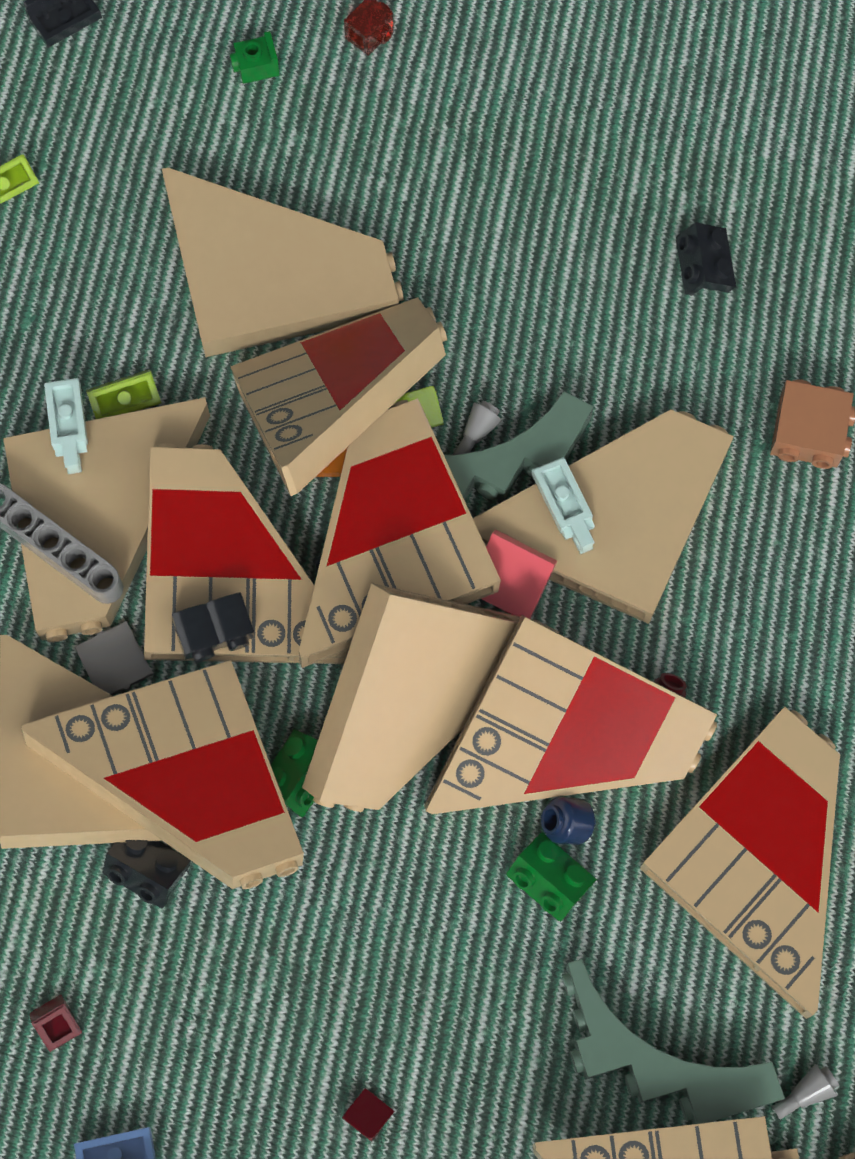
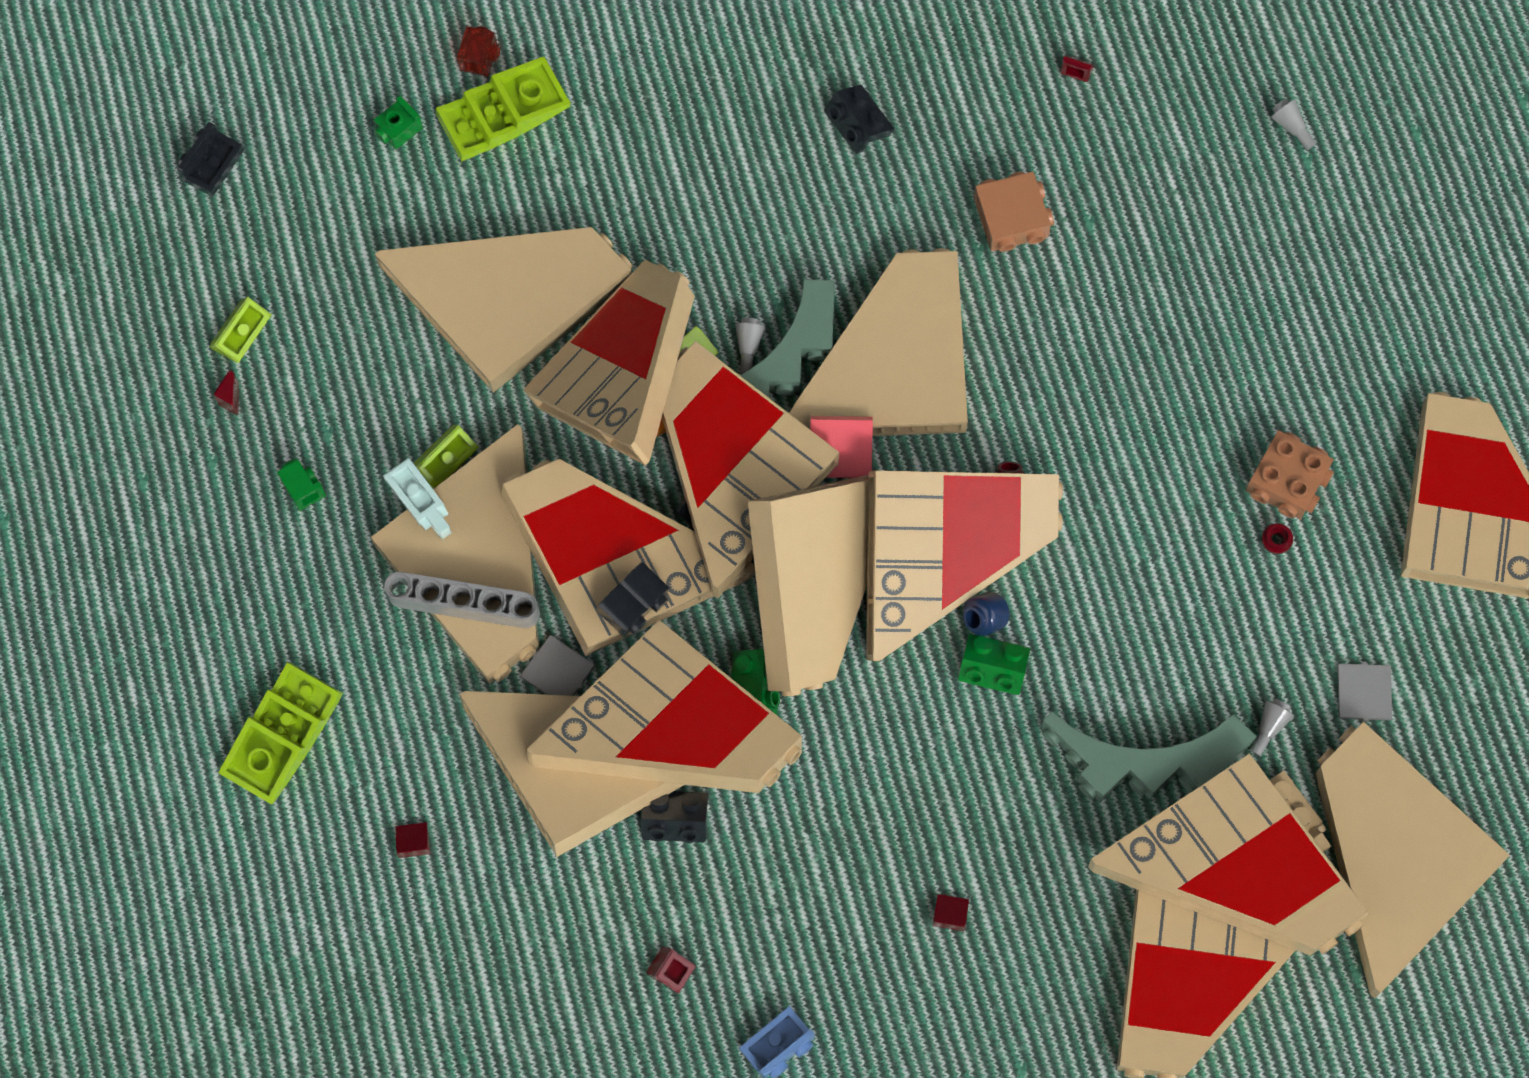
camera: 25 degrees left, 0 degrees up
(364, 90) = (502, 108): none -> lime slope
(565, 502) = (855, 367): light aqua hinge -> none
(759, 857) = (1144, 569): slope -> none

